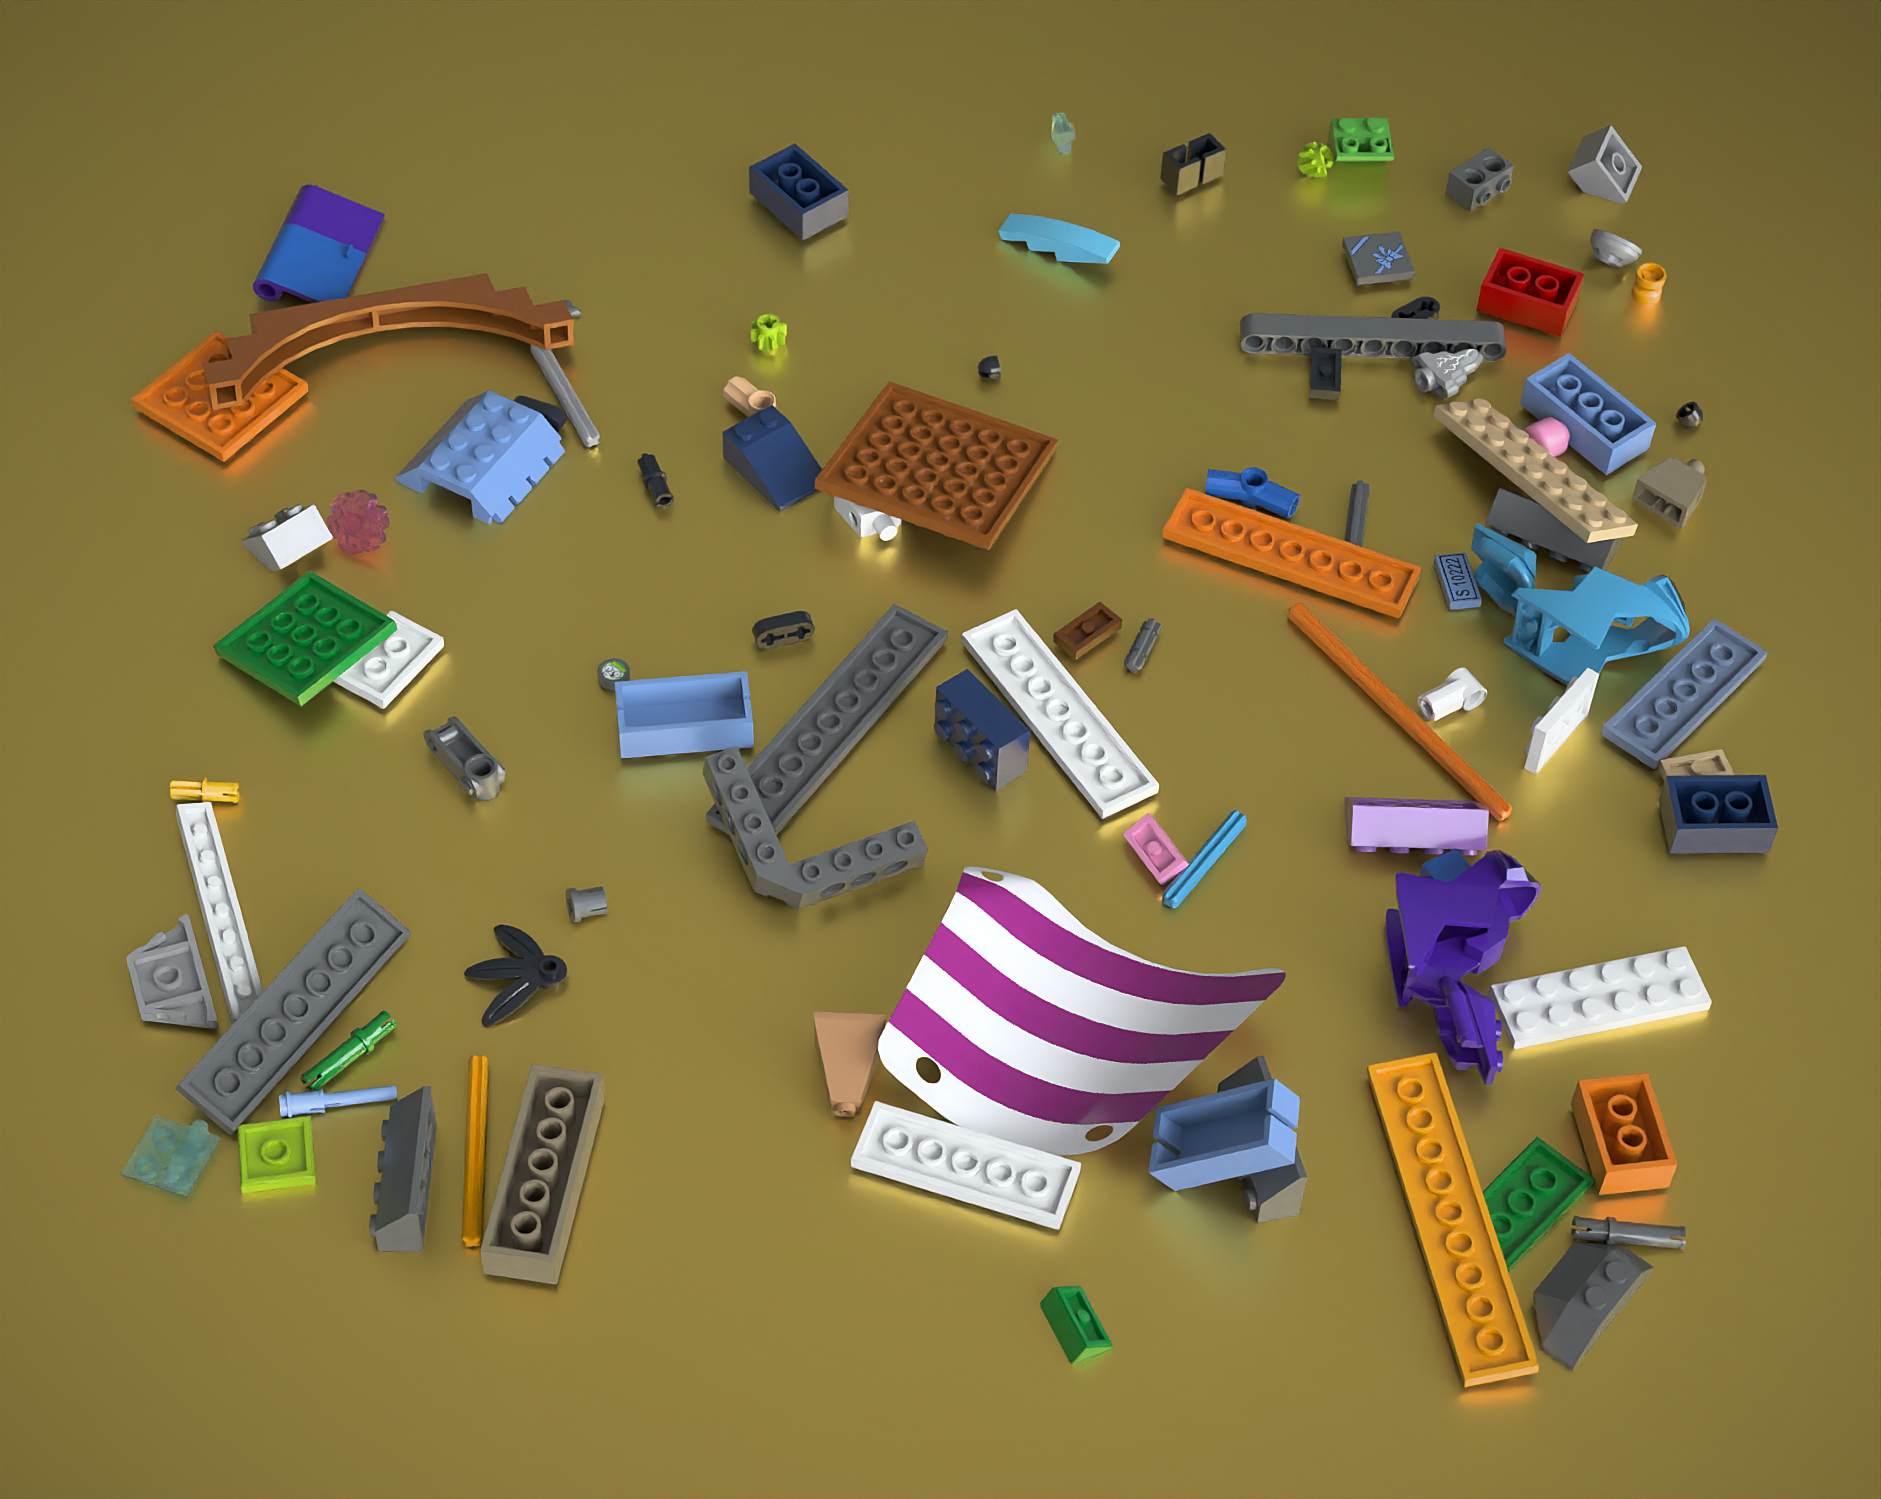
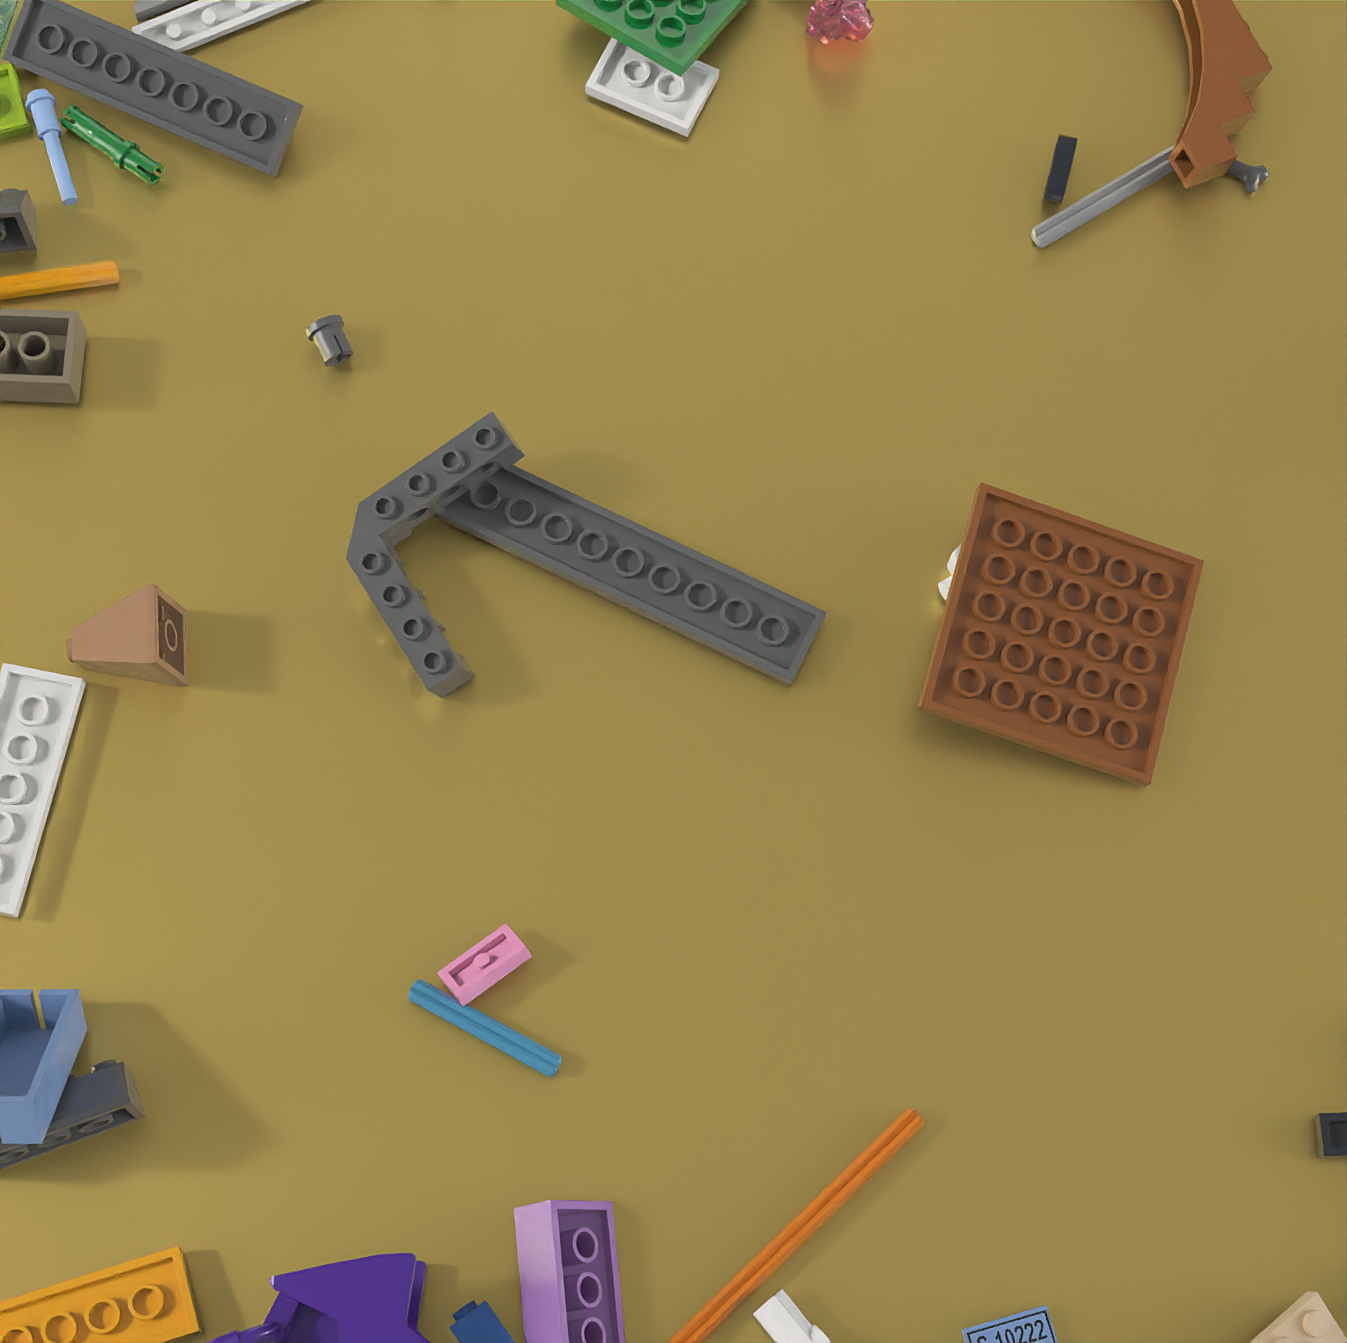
camera: 80 degrees right, 20 degrees up
(466, 759) = (518, 184): dark grey piece -> none
(487, 454) = (978, 124): medium blue slope -> none
(528, 970) = (235, 296): black plant -> none
(613, 671) = (672, 319): tile -> none
(655, 480) = (984, 316): black axle -> none
(684, 714) = (605, 397): medium blue piece -> none
(747, 397) = (1135, 405): light nougat piece -> none
(768, 332) = (1261, 407): lime gear -> none
(772, 457) = (1045, 441): dark blue slope -> none
(783, 630) = (766, 492): black beam -> none
(981, 730) = (625, 731): dark blue brick -> none
(989, 368) = (1265, 686): black hinge -> none
(1051, 1023) = (213, 871): piece -> none
(1060, 714) = (687, 829): white plate -> none
(1087, 630) = (829, 852): reddish brown plate -> none
(1142, 645) = (819, 923): dark grey axle -> none
(1252, 490) = (1108, 1070): blue piece -> none
(1292, 552) = (1012, 1110): orange plate -> none
(1357, 513) = (1097, 1192): dark grey axle -> none

